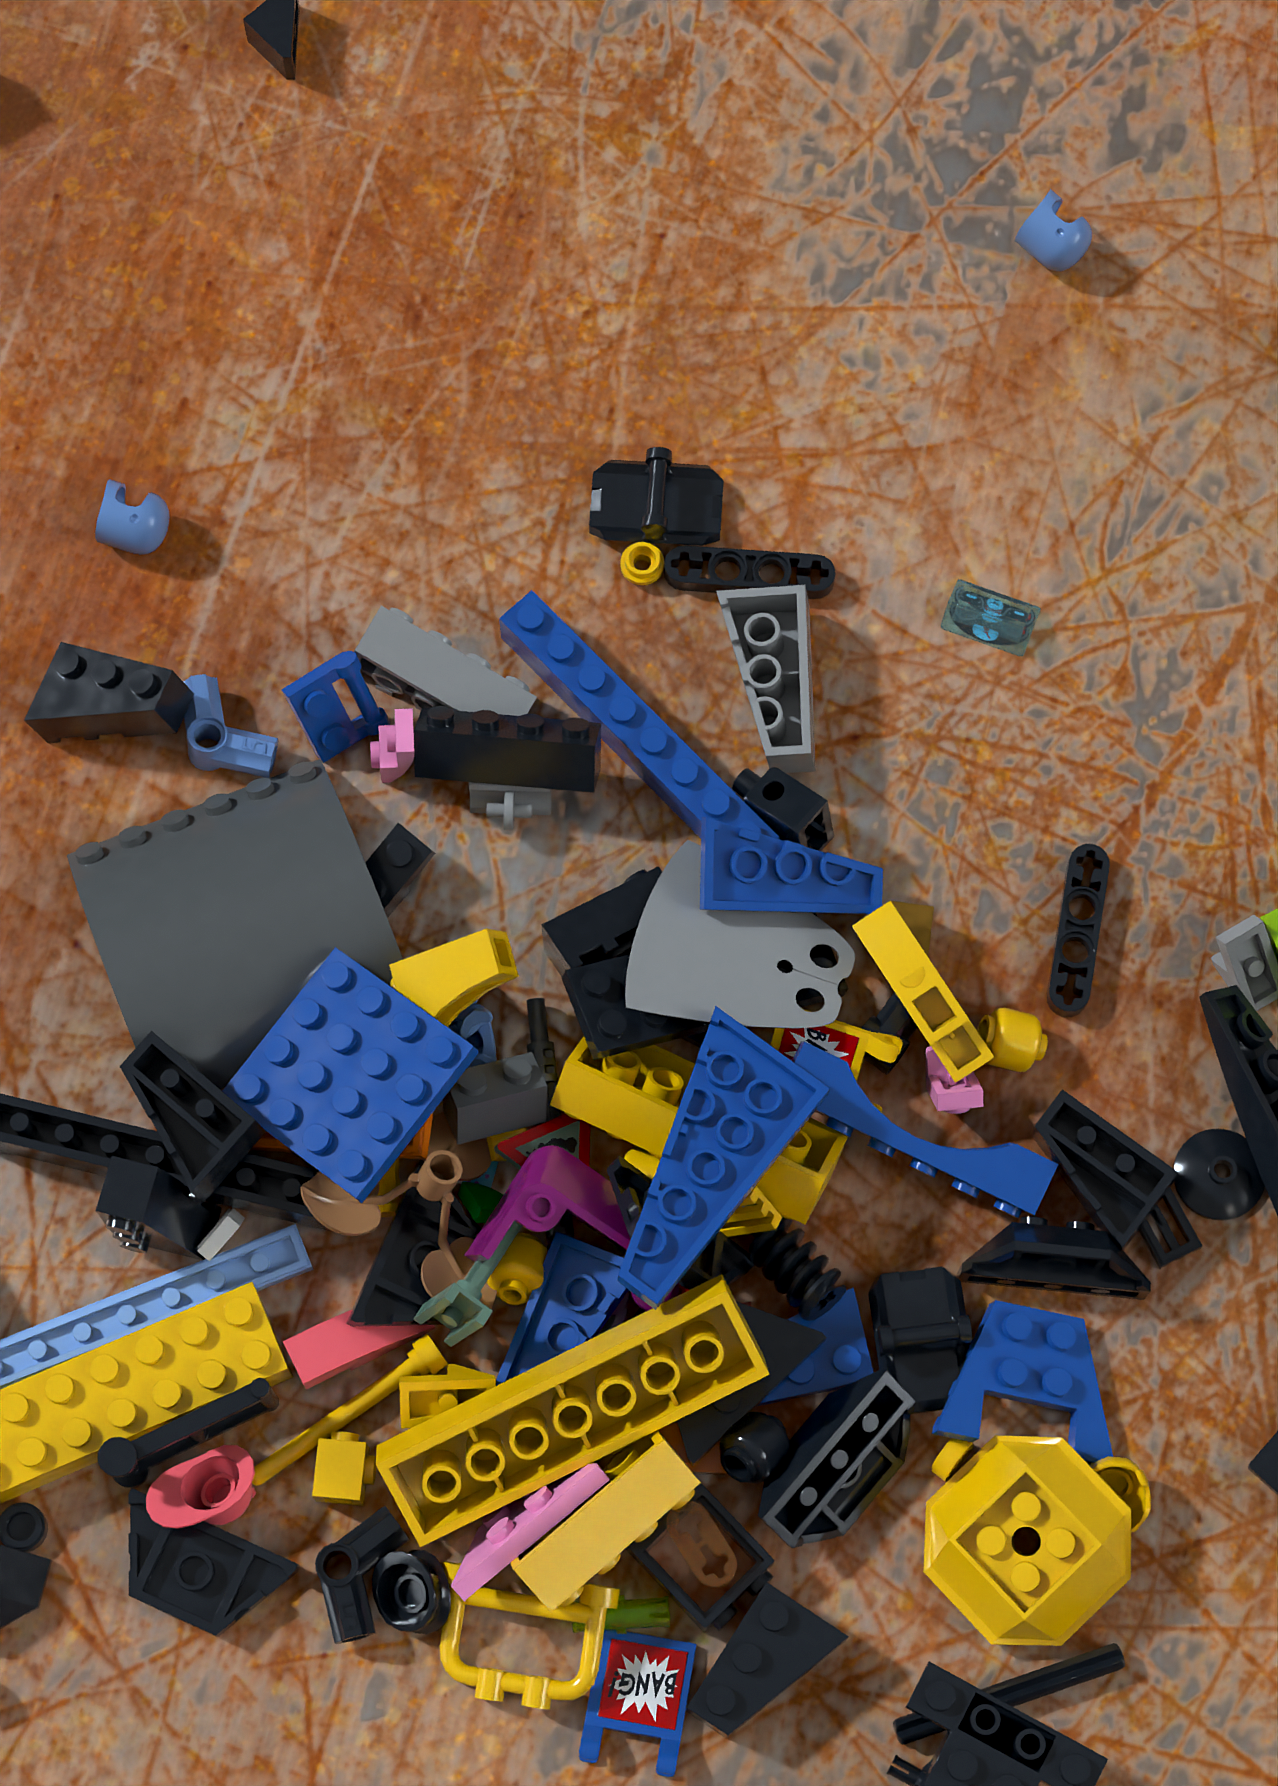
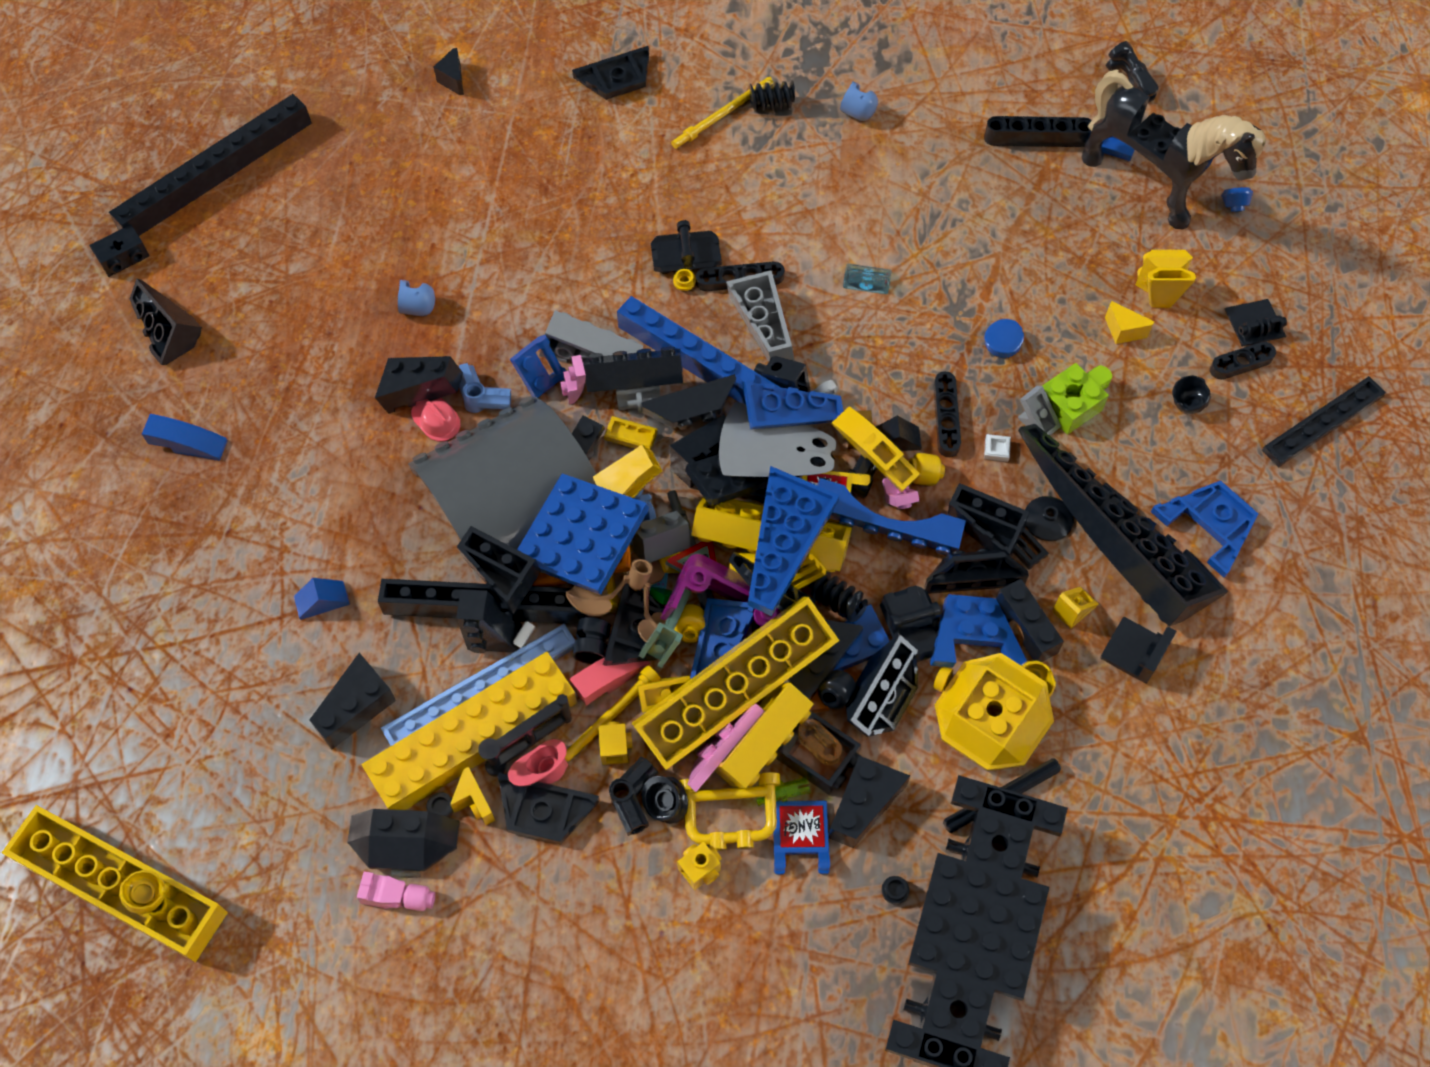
camera: 10 degrees left, 10 degrees down
(77, 1513) = (468, 794): none -> yellow slope
(133, 773) = (436, 419): none -> coral piece
(337, 1269) = (591, 640): none -> black wheel
(431, 1720) = (694, 872): none -> yellow brick
(482, 869) = (630, 433): none -> yellow plate
(597, 86) = (616, 74): none -> black wing
(601, 841) = (691, 404): none -> black wedge
(717, 243) = (692, 132): none -> yellow bar
(860, 844) = (827, 387): none -> white tile
(888, 190) = (772, 96): none -> black piece
(975, 959) = (901, 433): none -> black slope
(1137, 1384) = (1039, 634): none -> black arch
(1156, 1016) = (997, 448): none -> white tile
(1221, 792) = (1004, 338): none -> blue piece
(1226, 1358) = (1074, 606): none -> yellow slope

